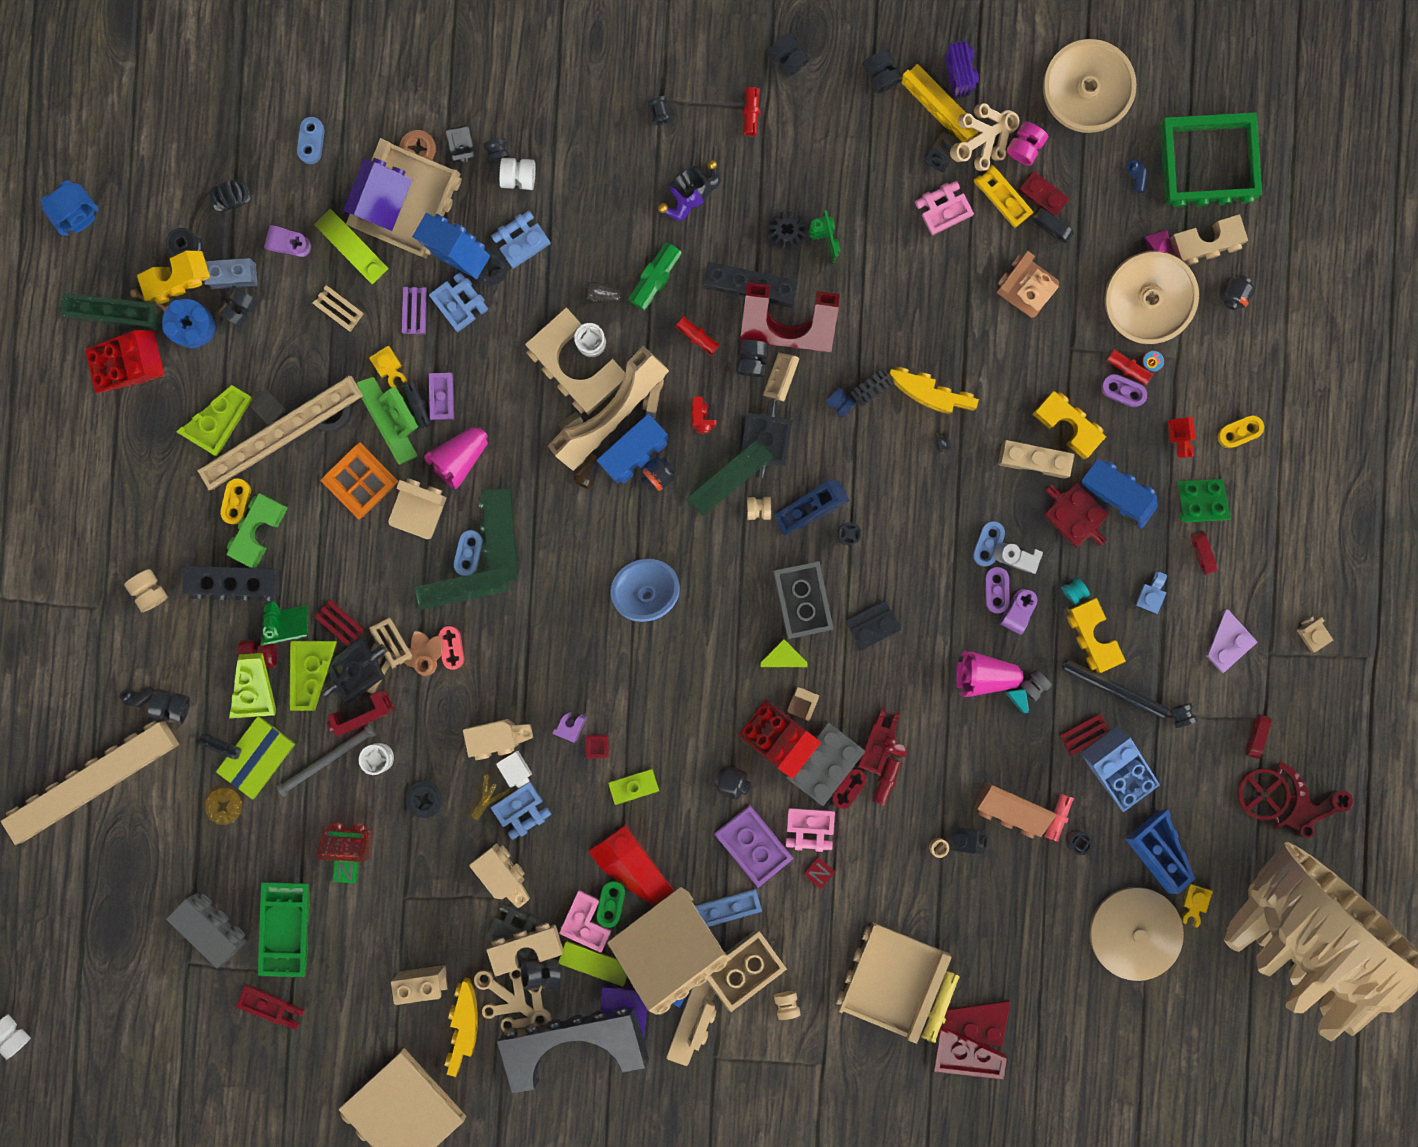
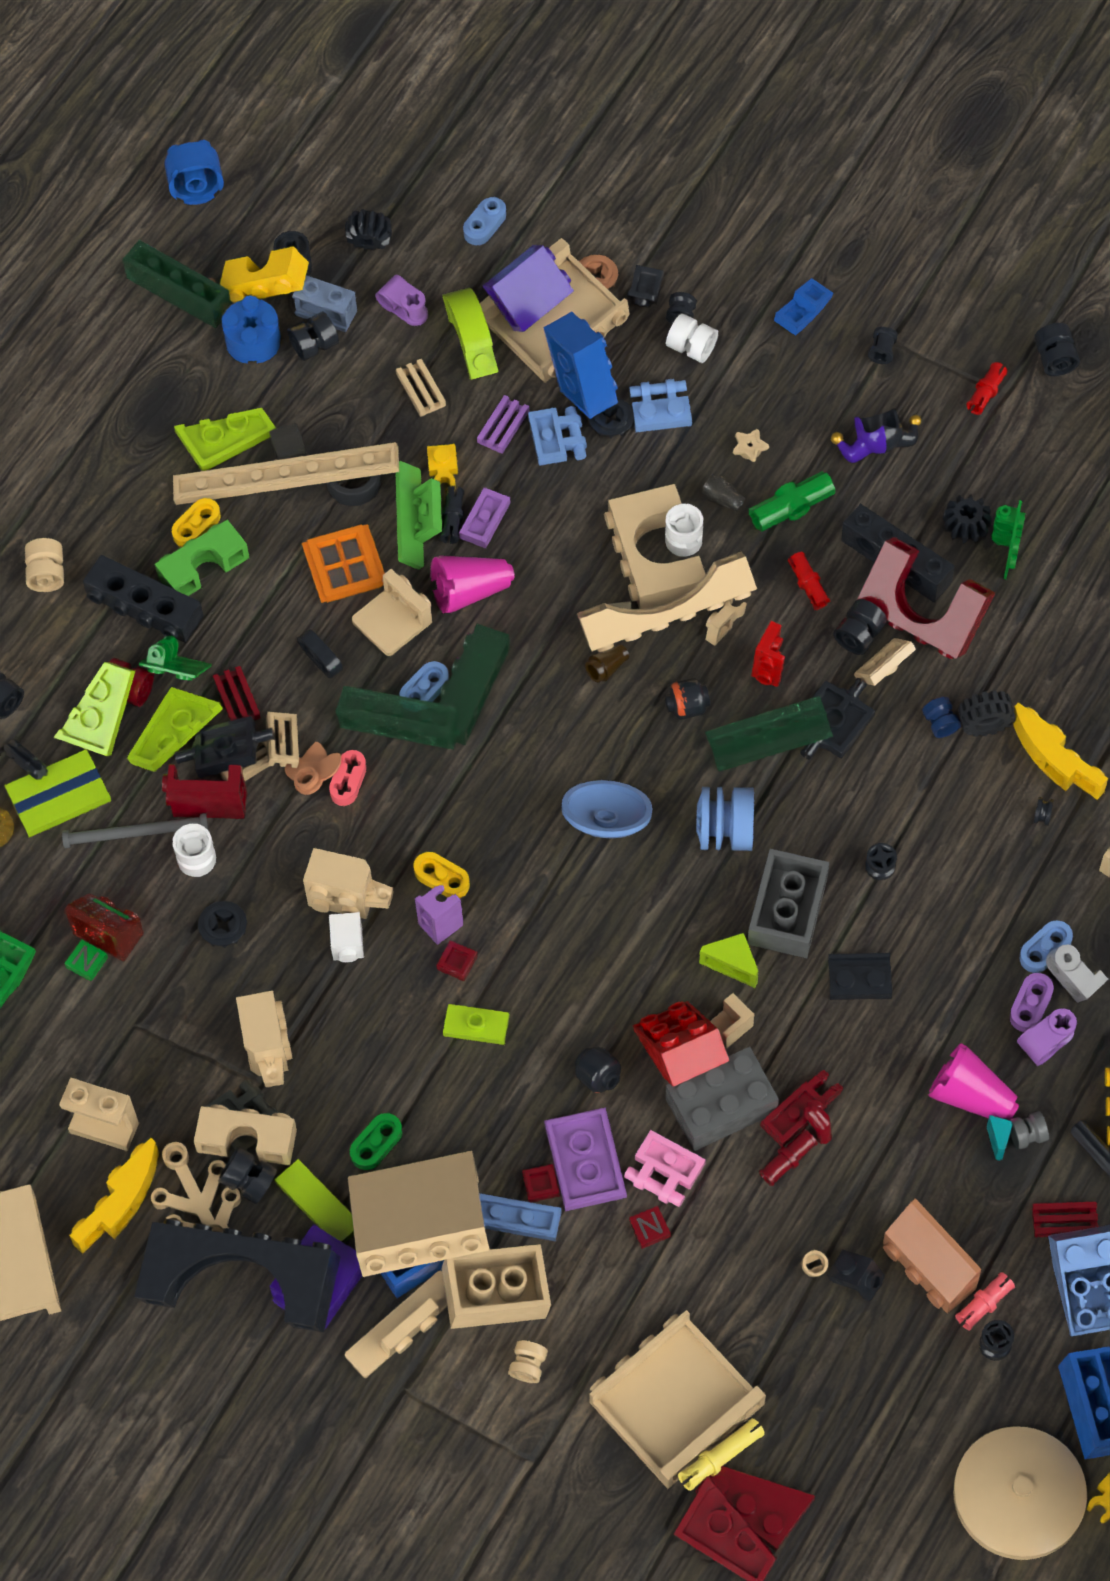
camera: 30 degrees right, 25 degrees down
(124, 361) = (162, 338): red slope -> none
(381, 563) = (319, 653): none -> black beam
(486, 800) = (290, 959): clear yellow plant -> none
(516, 805) = (328, 978): medium blue plate -> none
(555, 691) = (444, 874): none -> yellow plate
(578, 923) = (325, 1145): bright pink plate -> none
(584, 103) = (804, 307): none -> blue slope
(602, 248) = (746, 451): none -> tan plate
(628, 863) = (421, 1101): red wedge -> none
(633, 449) = (672, 655): blue brick -> none
(731, 558) = (726, 818): none -> medium blue wheel
(733, 877) = (540, 1183): none -> dark red tile
(759, 508) = (787, 786): tan wheel -> none
(812, 506) = (856, 810): dark blue slope -> none
(854, 791) = (733, 1139): dark red beam -> none

